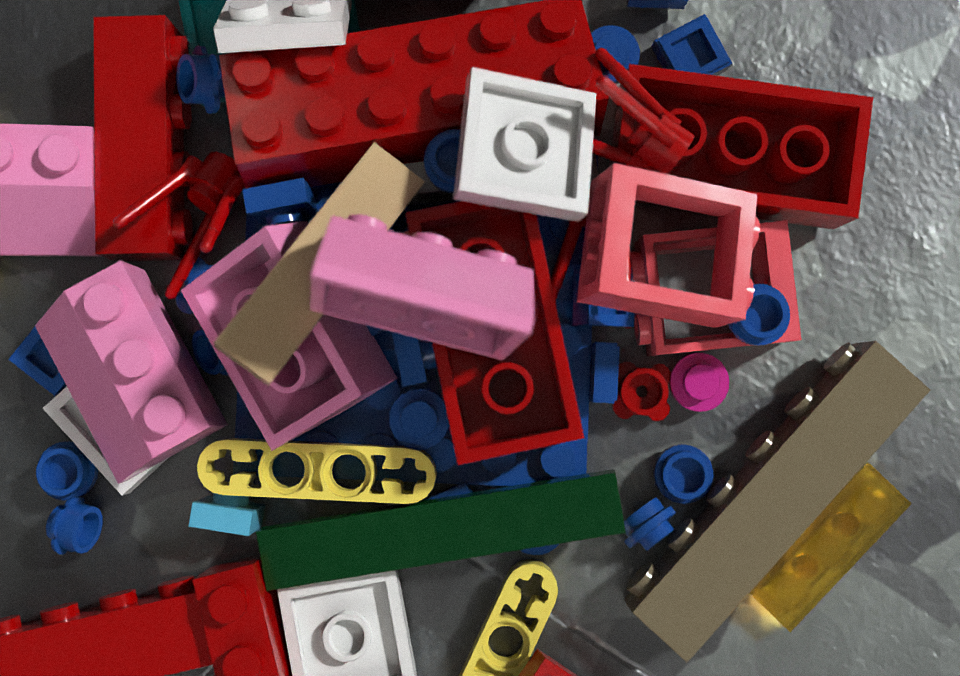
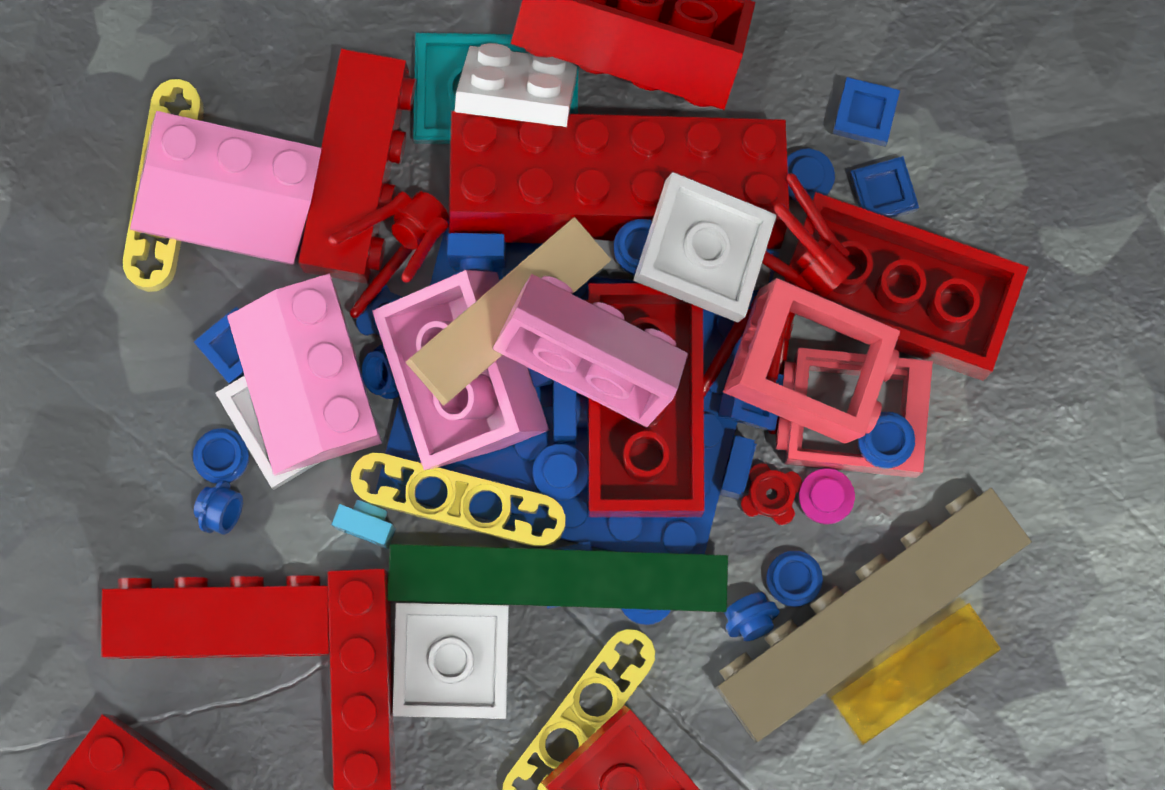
camera: 10 degrees right, 5 degrees down
(200, 79) = (426, 124): blue plate -> none

